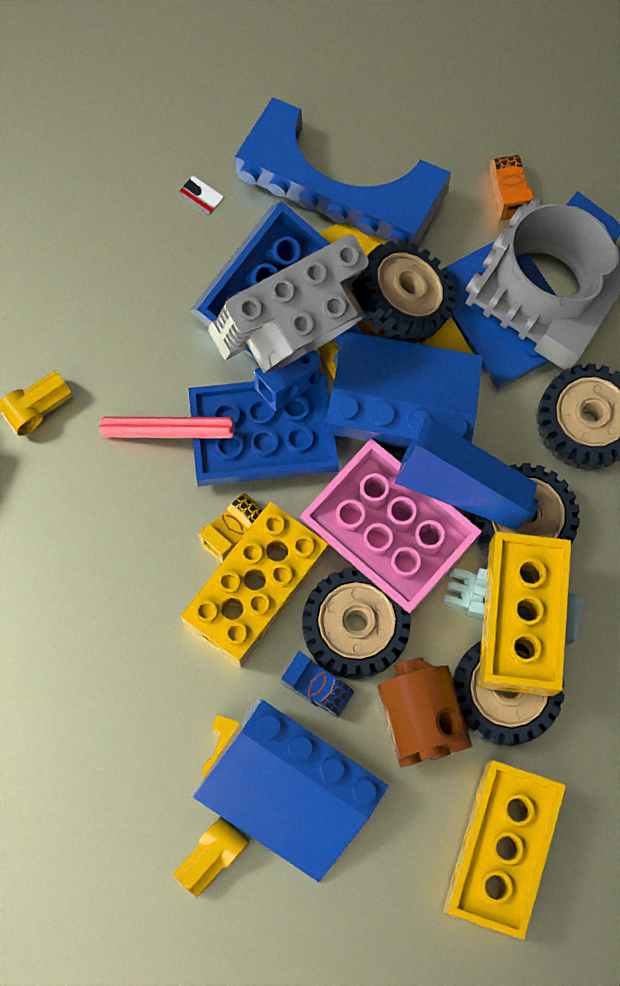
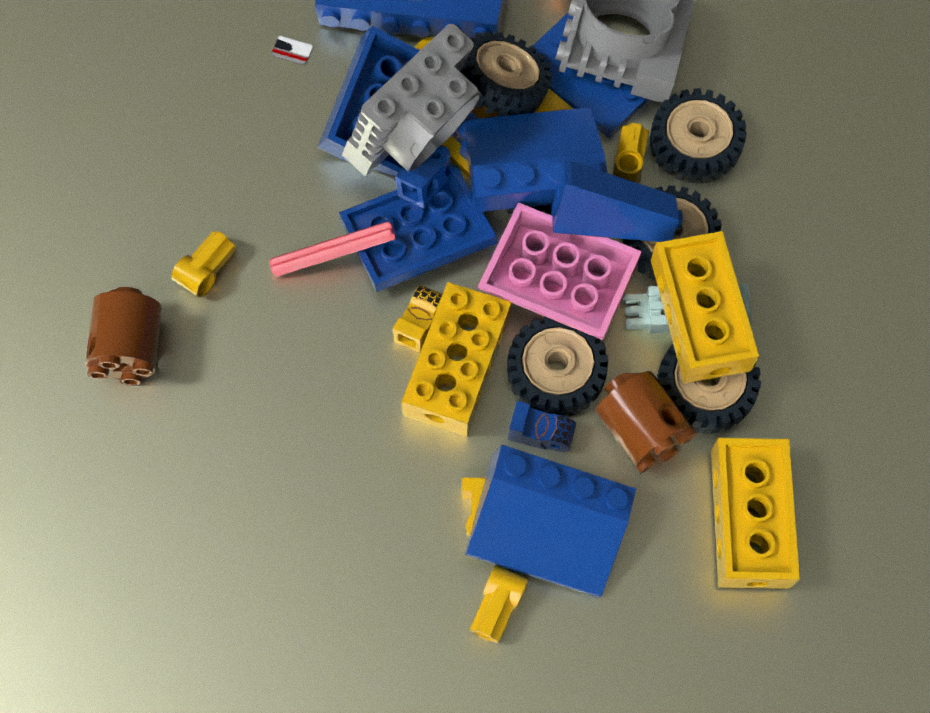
camera: 15 degrees left, 5 degrees down
(510, 417) = (631, 152): none -> yellow piece

